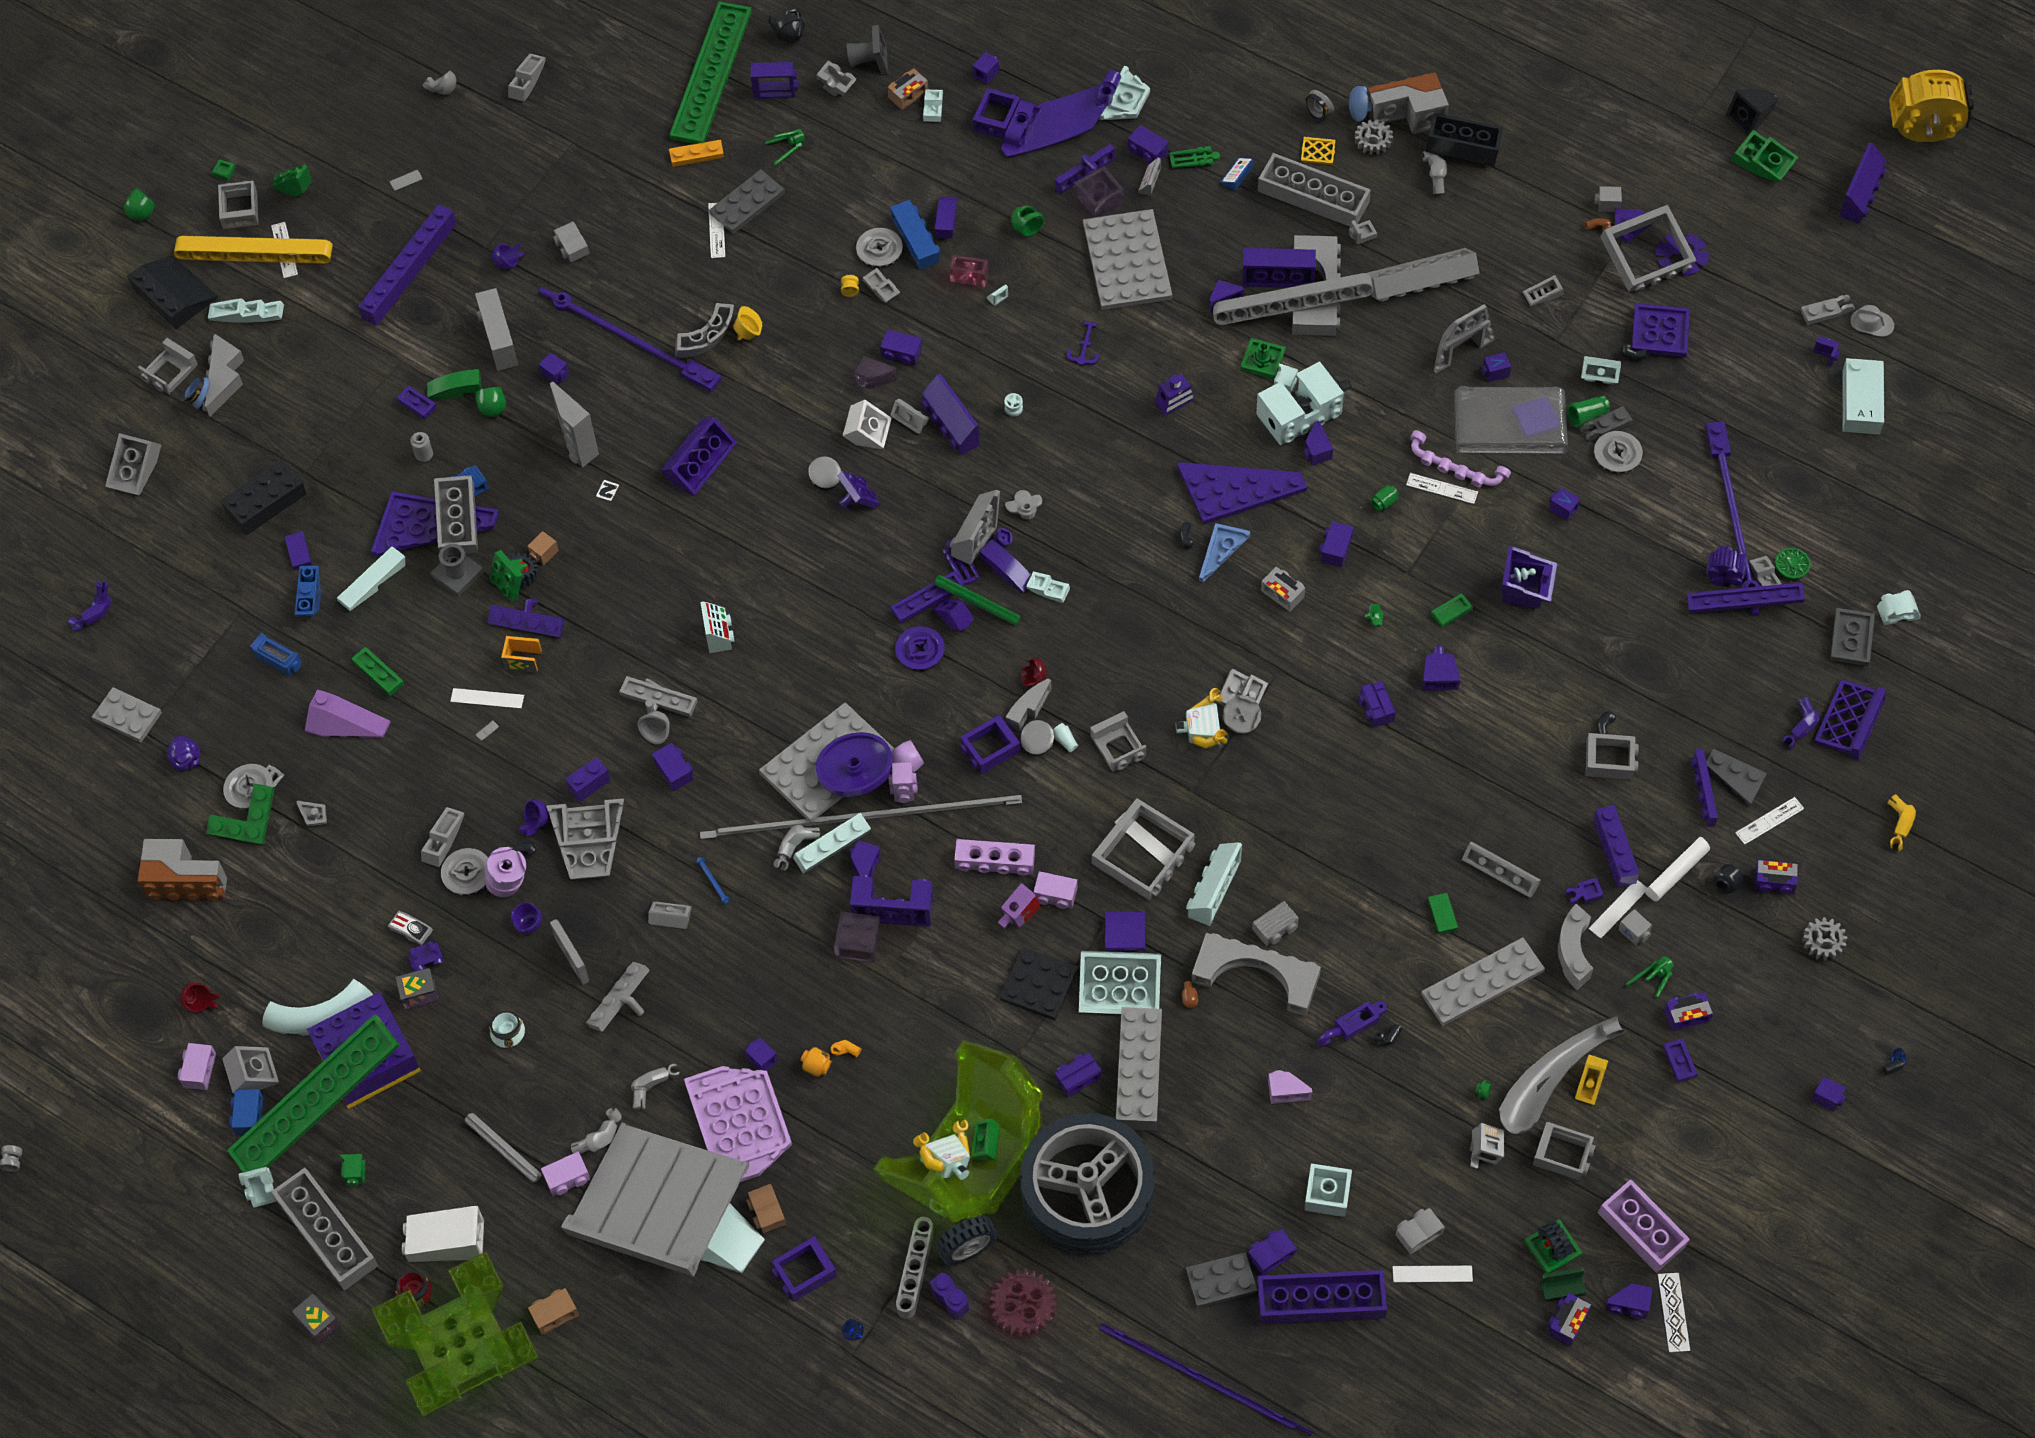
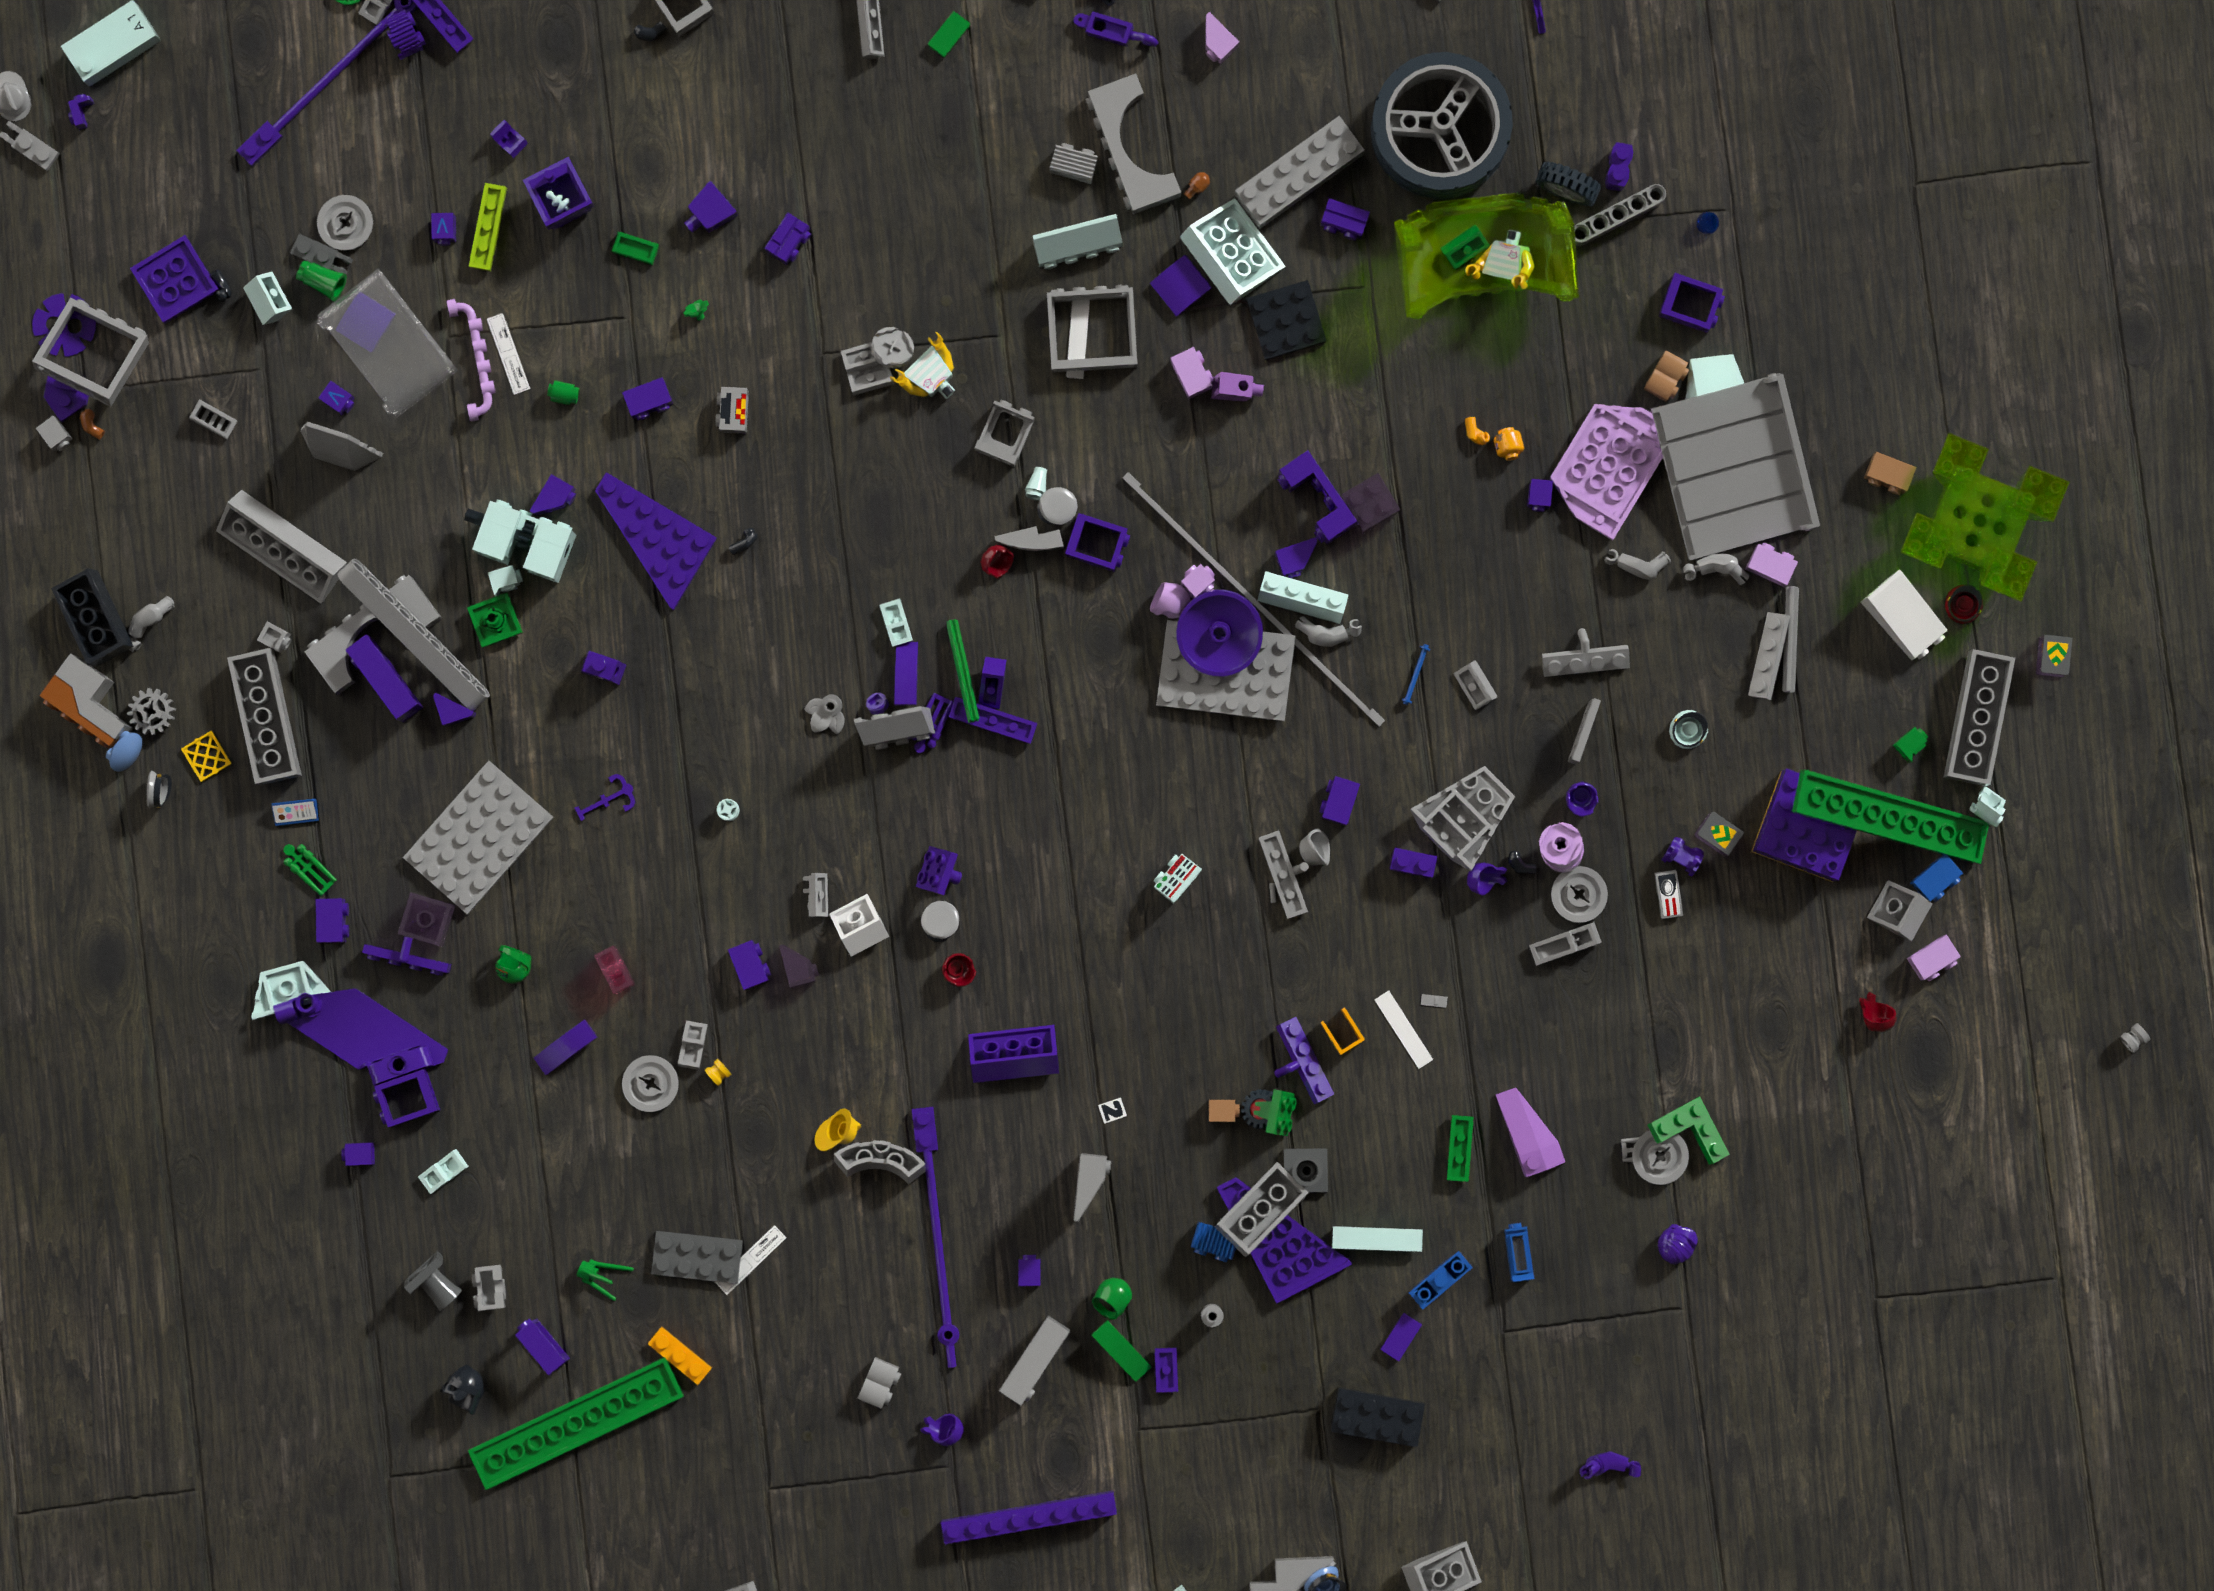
camera: 130 degrees left, 25 degrees up
(126, 714) = (1679, 1336): light grey plate -> none
(171, 874) = (1796, 1145): piece -> none
(298, 1020) = (1810, 895): light aqua brick -> none
(313, 813) = (1635, 1079): light grey piece -> none
(505, 1122) = (1769, 656): none -> light grey plate
(782, 460) = (958, 969): none -> dark red hair
(907, 88) = (444, 1210): brick -> none
(915, 234) = (611, 1059): blue brick -> none
(918, 637) = (1059, 674): dark purple gear -> none
(950, 415) = (790, 853): dark purple slope -> none
(986, 850) = (1215, 480): lavender brick -> none
(998, 295) = (616, 926): light aqua slope -> none
(1030, 1285) = (1557, 110): clear pink gear -> none
(1150, 177) = (366, 890): light grey slope -> none
(1223, 544) = (727, 501): medium blue wing -> none
(1543, 531) = (487, 227): none -> lime plate
(1596, 584) = (508, 138): none -> dark purple bracket

